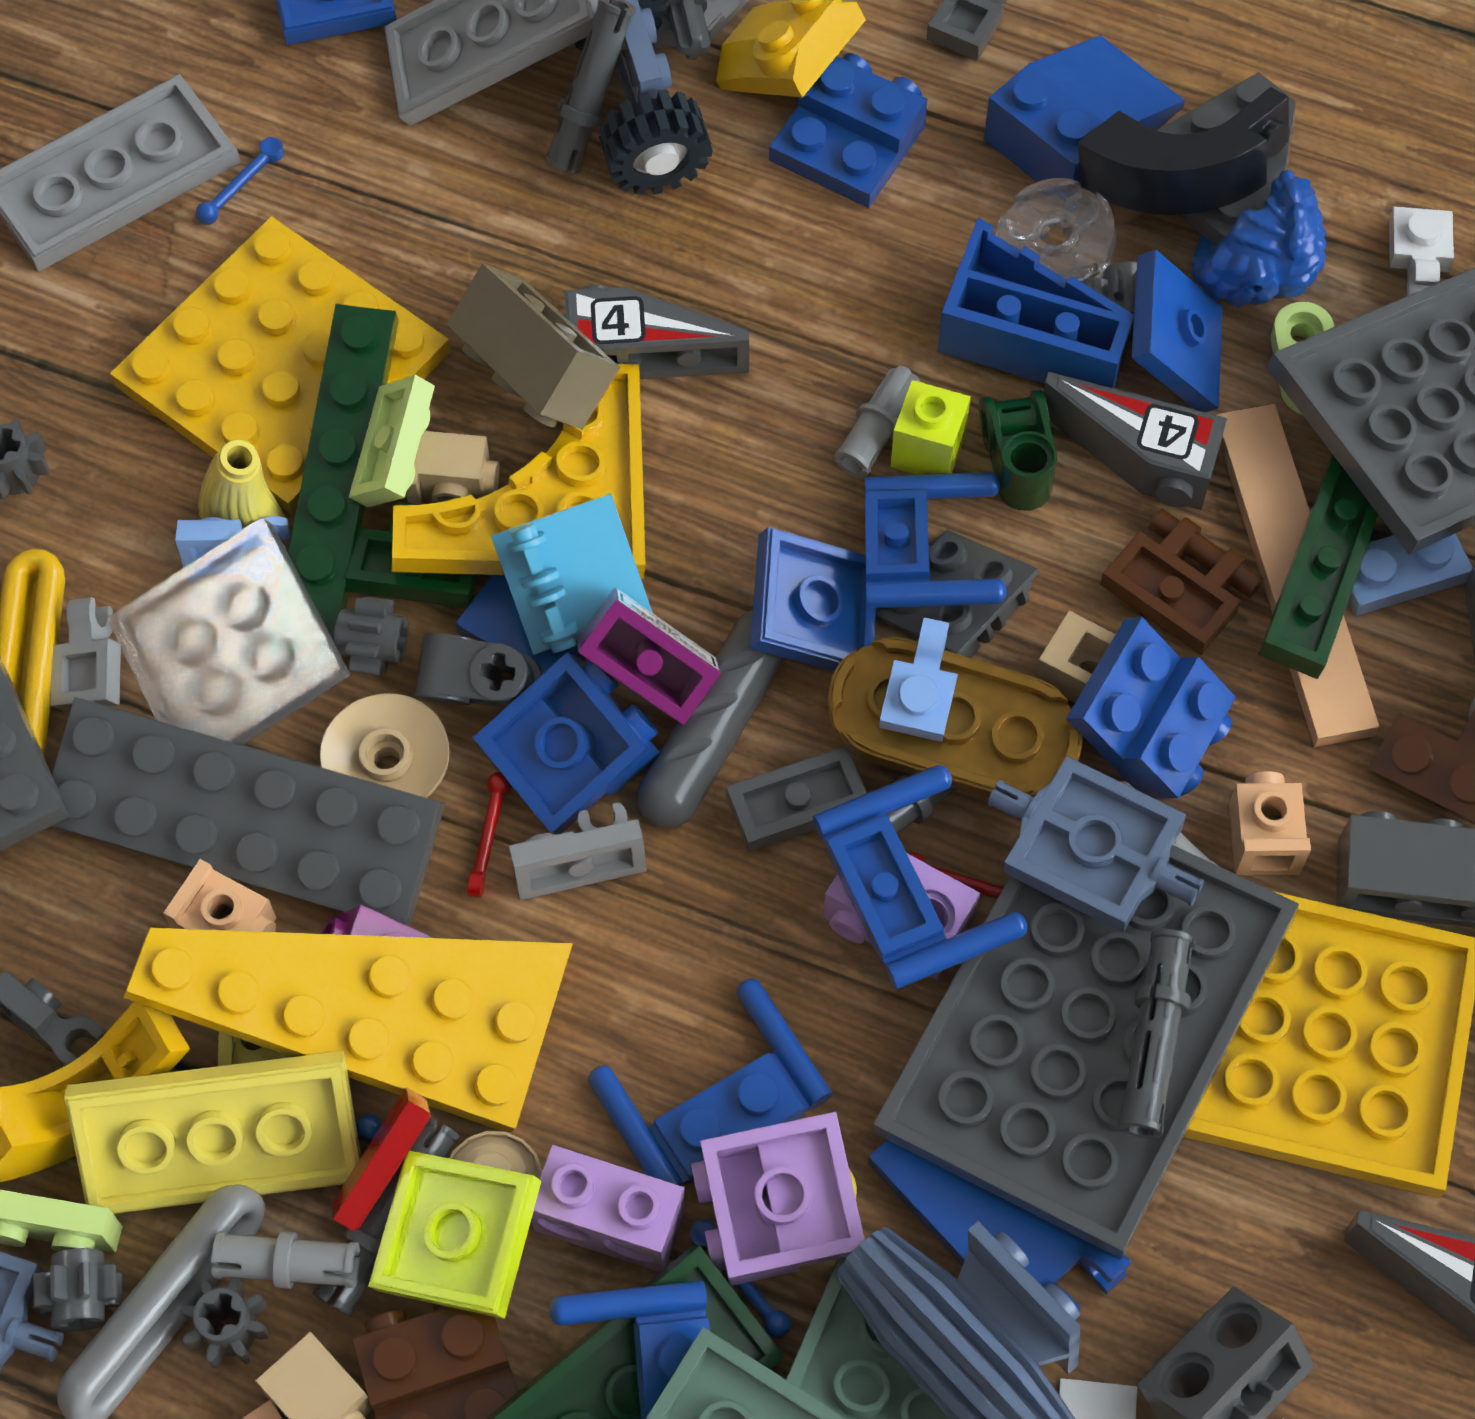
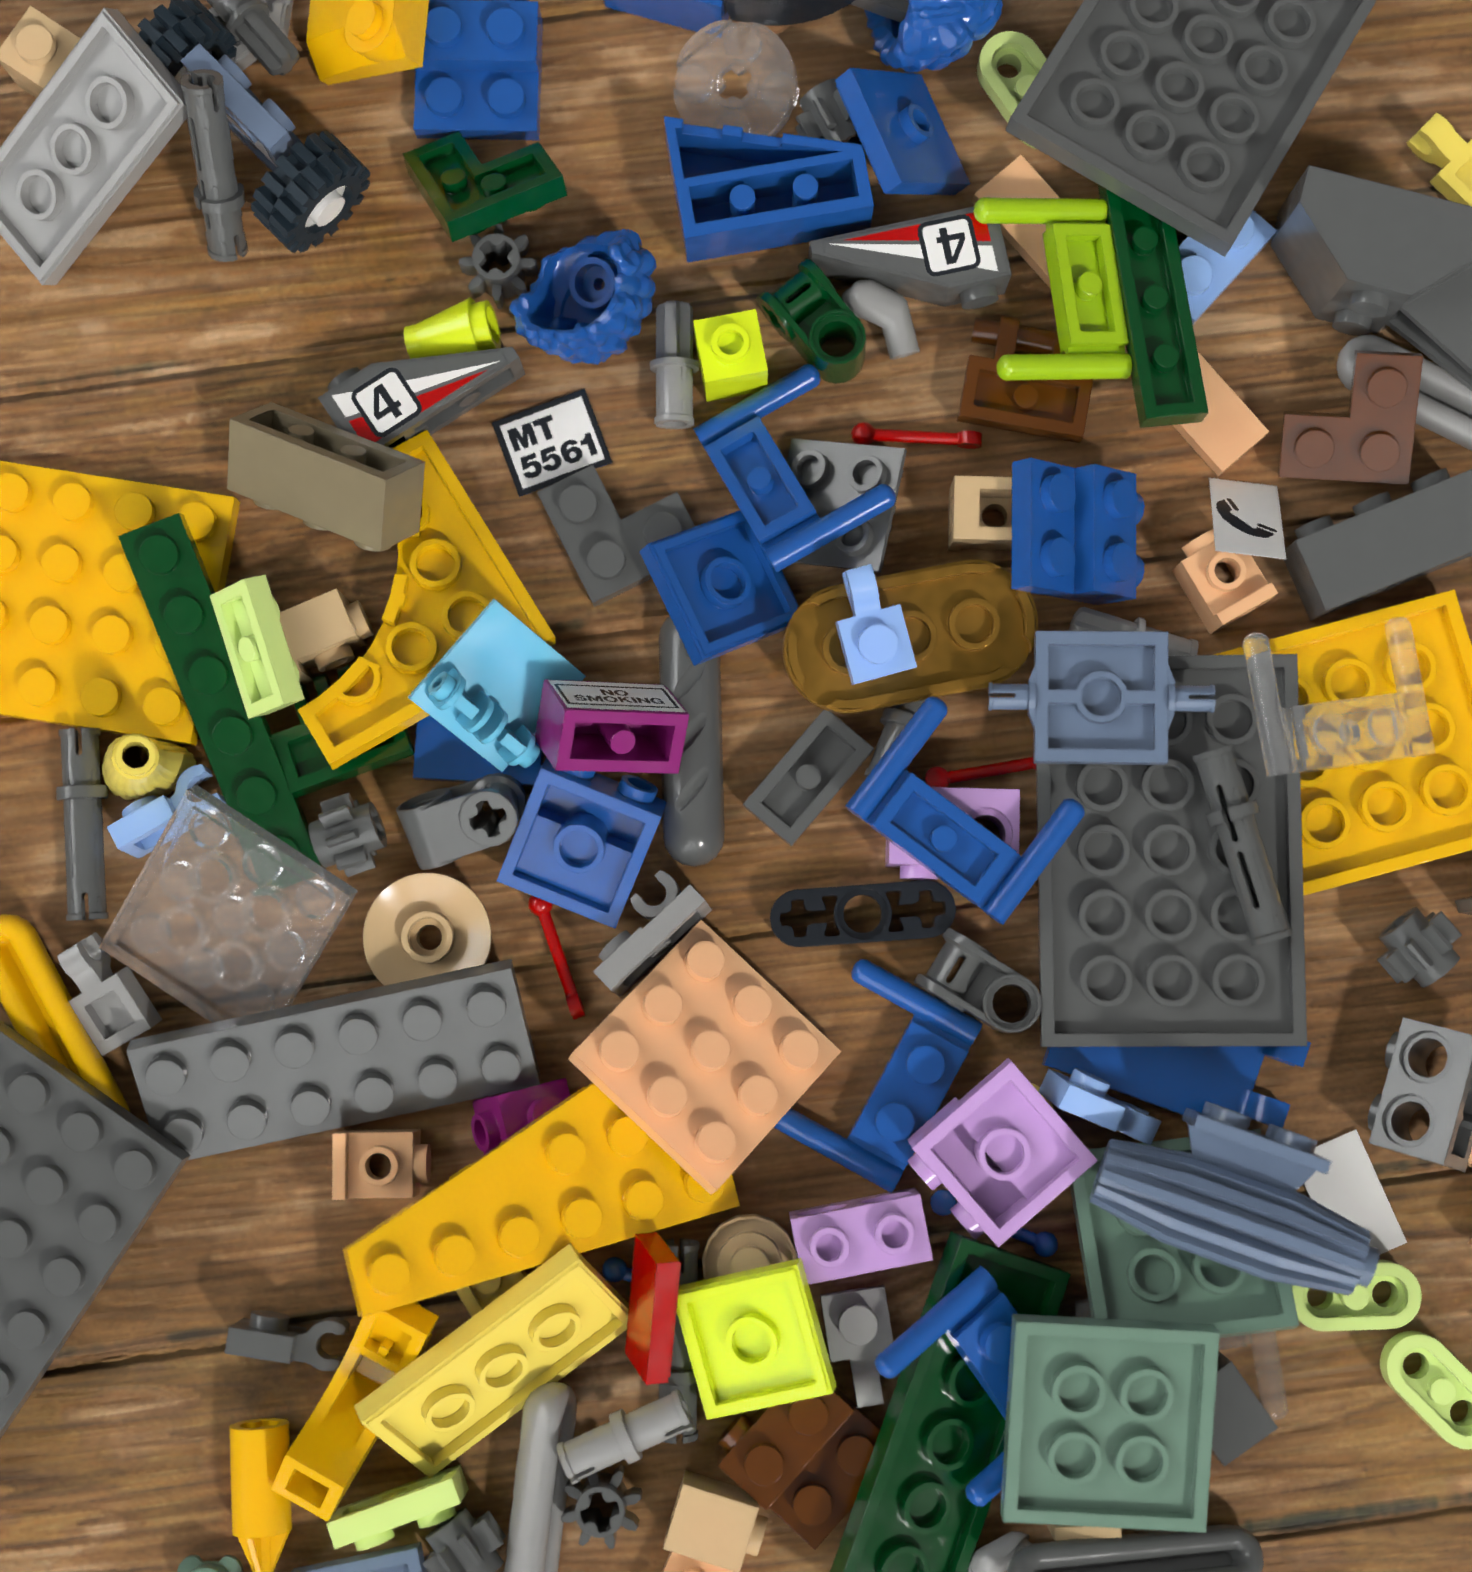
camera: 25 degrees left, 20 degrees up
(171, 501) = (83, 823): none -> dark grey pin
(548, 1279) = (858, 1330): none -> light grey plate
(563, 976) = (705, 1056): none -> light nougat plate
(715, 300) = (457, 329): none -> neon yellow cone
(732, 519) = (599, 541): none -> dark grey plate
(738, 433) = (551, 442): none -> sticker
(776, 275) = (502, 250): none -> dark grey gear
(783, 206) = (475, 195): none -> dark green plate
(828, 946) = (908, 895): none -> black beam
(834, 329) = (571, 311): none -> blue hair
(845, 1045) = (977, 983): none -> dark grey piece
(891, 1199) = (1088, 1098): none -> light blue plate
(1088, 466) = (885, 309): none -> light grey arm
(1099, 602) = (865, 434): none -> red hinge
(1268, 520) = (1081, 284): none -> lime plate
(1284, 1236) = (1419, 947): none -> dark grey gear
(1308, 990) = (1346, 729): none -> clear plate
(1317, 782) = (1247, 518): none -> white sticker

